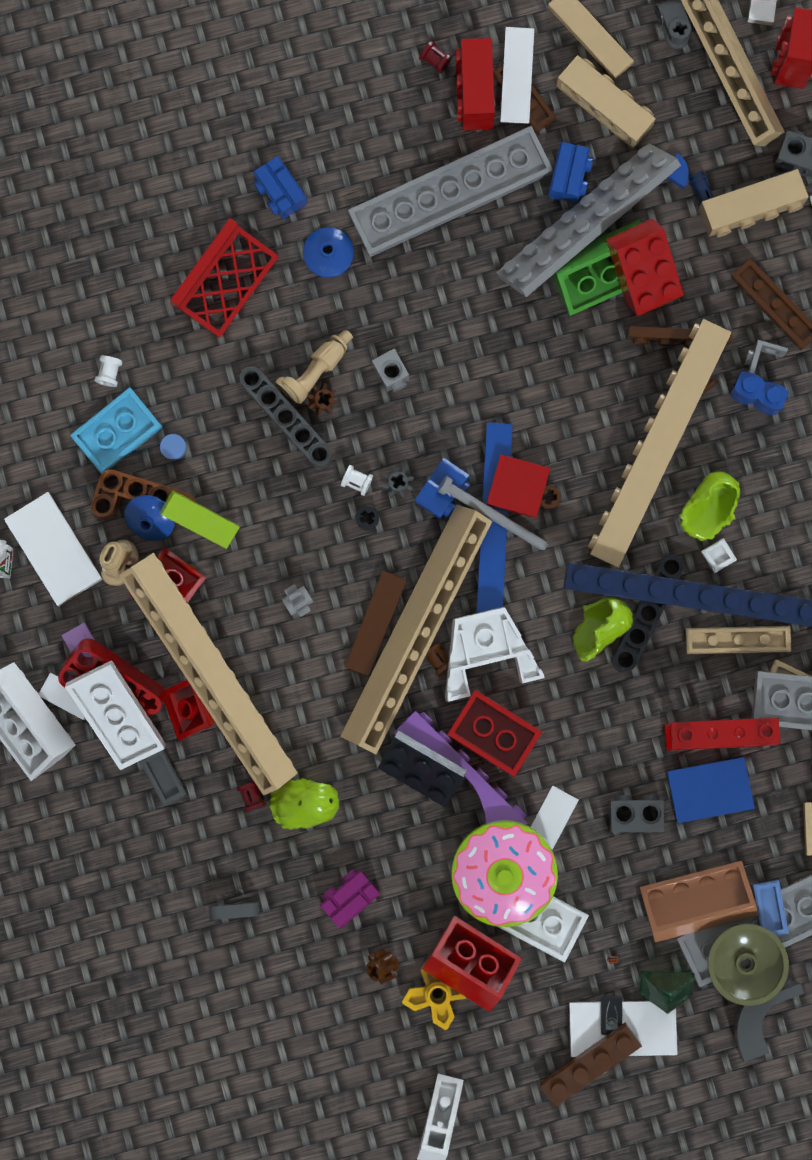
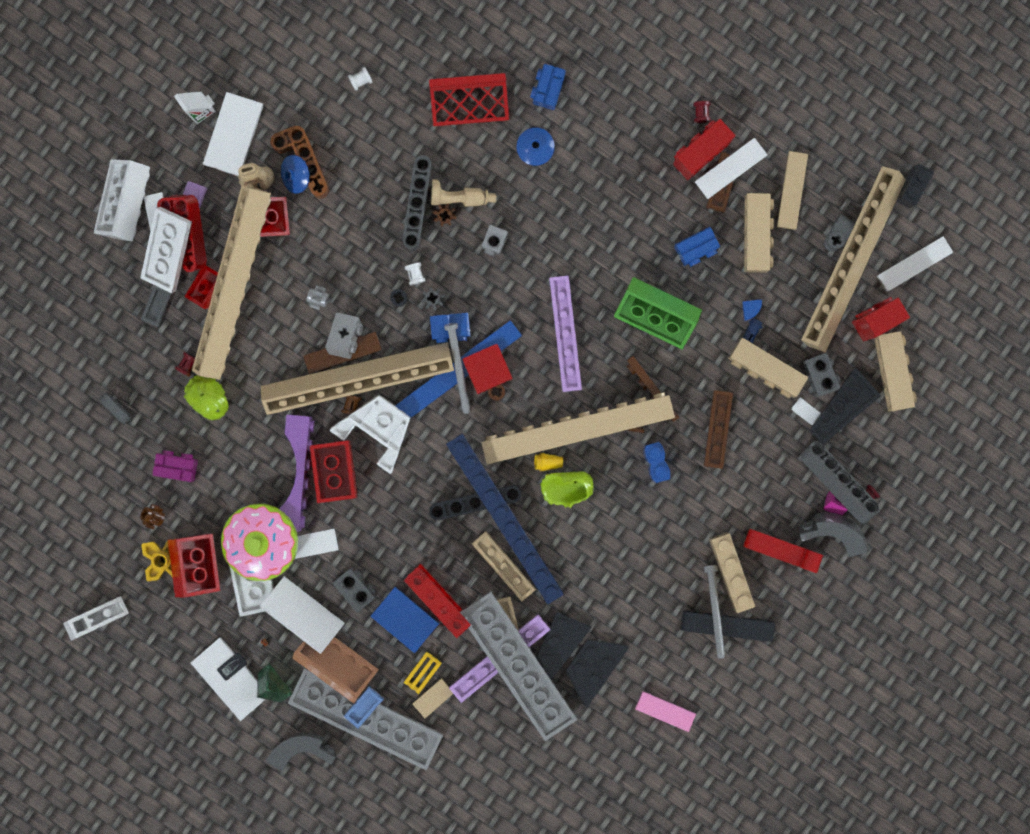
camera: 50 degrees right, 5 degrees up
(116, 431) = (330, 112): medium azure tile -> none
(173, 447) = (347, 153): medium blue tile -> none
(199, 519) = (316, 203): lime tile -> none
(348, 597) = (341, 326): none -> light grey brick
(422, 769) = (279, 447): black plate -> none
(450, 191) = (629, 187): light grey plate -> none
(547, 378) = (565, 333): none -> lavender plate
(588, 219) = (677, 280): light grey plate -> none
(590, 1064) = (194, 677): reddish brown plate -> none
(601, 626) = (445, 482): lime piece -> none
(618, 893) = (302, 615): none -> white tile
(645, 267) = (674, 336): red brick -> none
(666, 505) = (547, 462): none -> yellow cone
(718, 555) = (543, 515): white tile -> none
(753, 355) = (675, 441): light grey bracket -> none
(762, 977) = (312, 731): olive dish -> none
(791, 813) = (413, 685): none -> yellow tile

